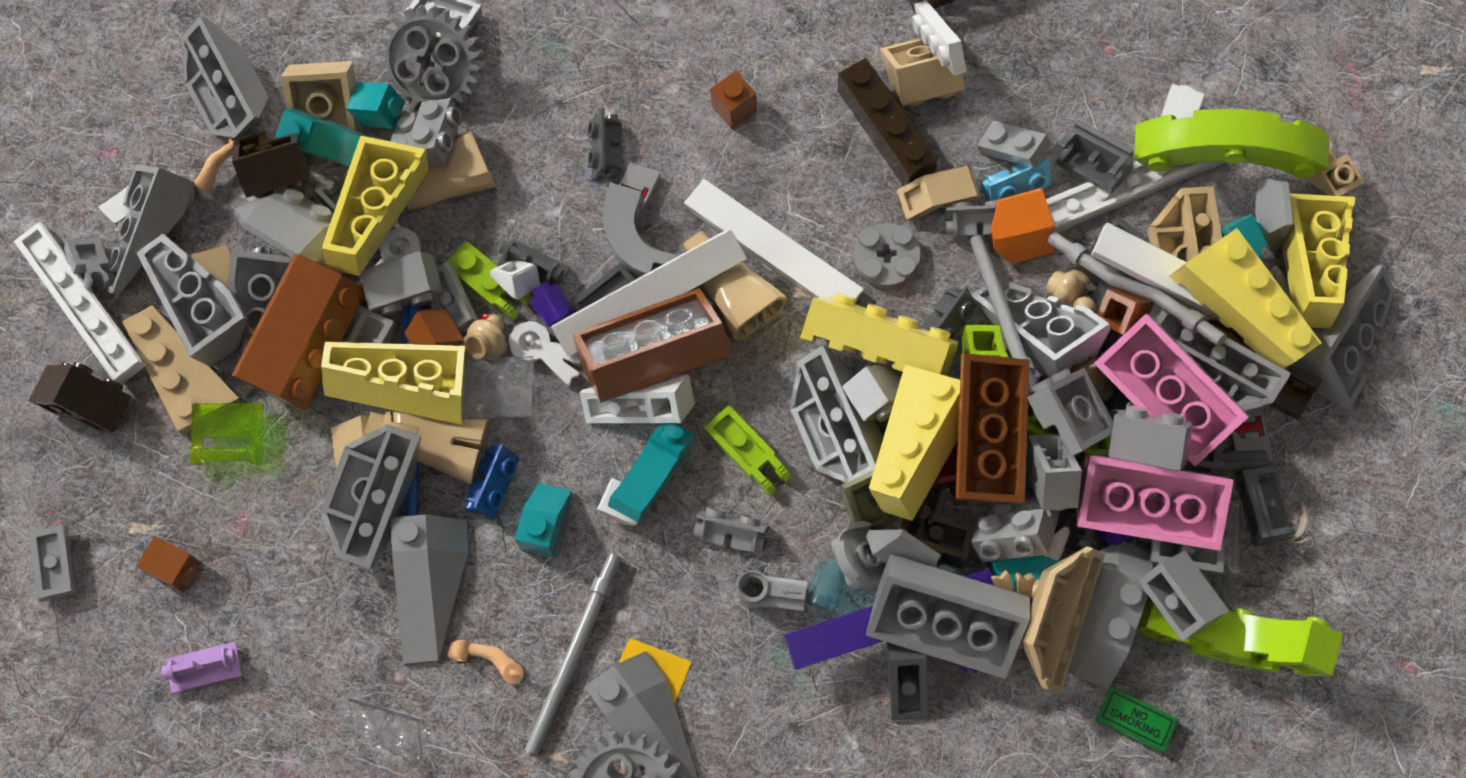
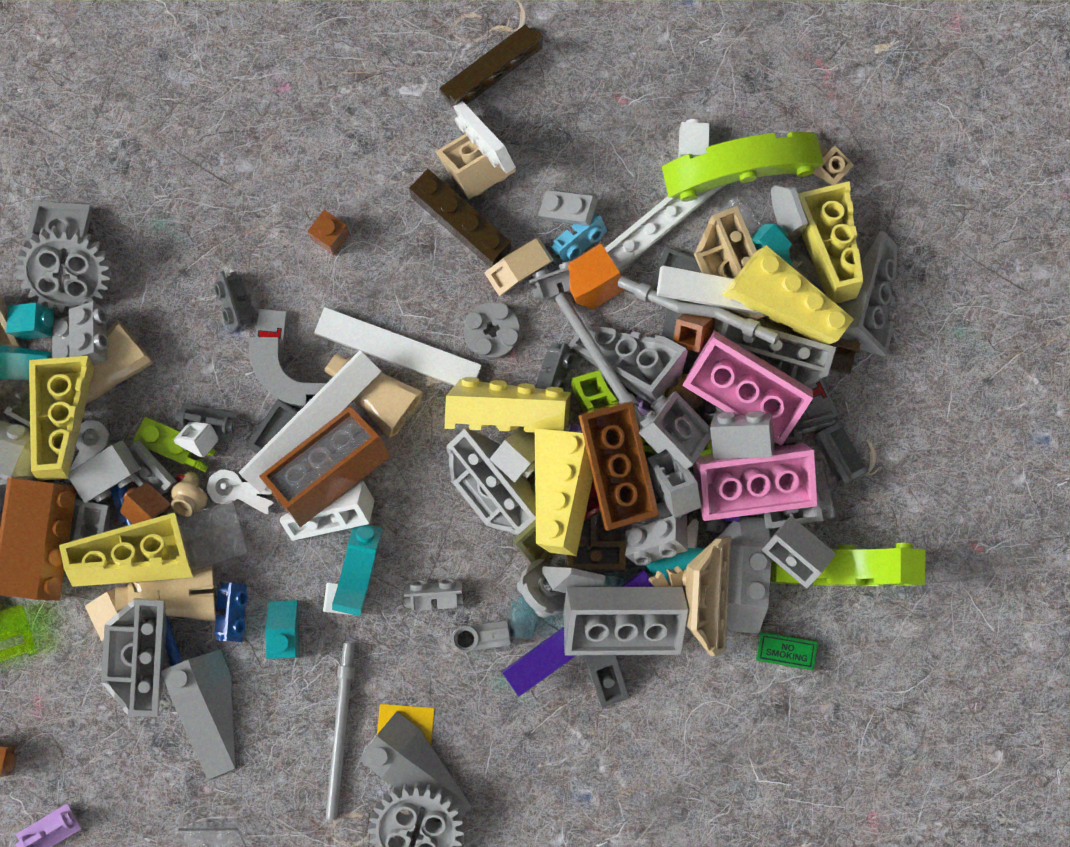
camera: 25 degrees left, 10 degrees up
(508, 668) = (293, 758): light nougat piece -> none
(550, 304) = (233, 452): dark purple brick -> none
(745, 448) = (425, 525): lime hinge -> none
(1070, 288) = (644, 321): tan animal -> none
(1095, 157) = (636, 201): dark grey hinge -> none

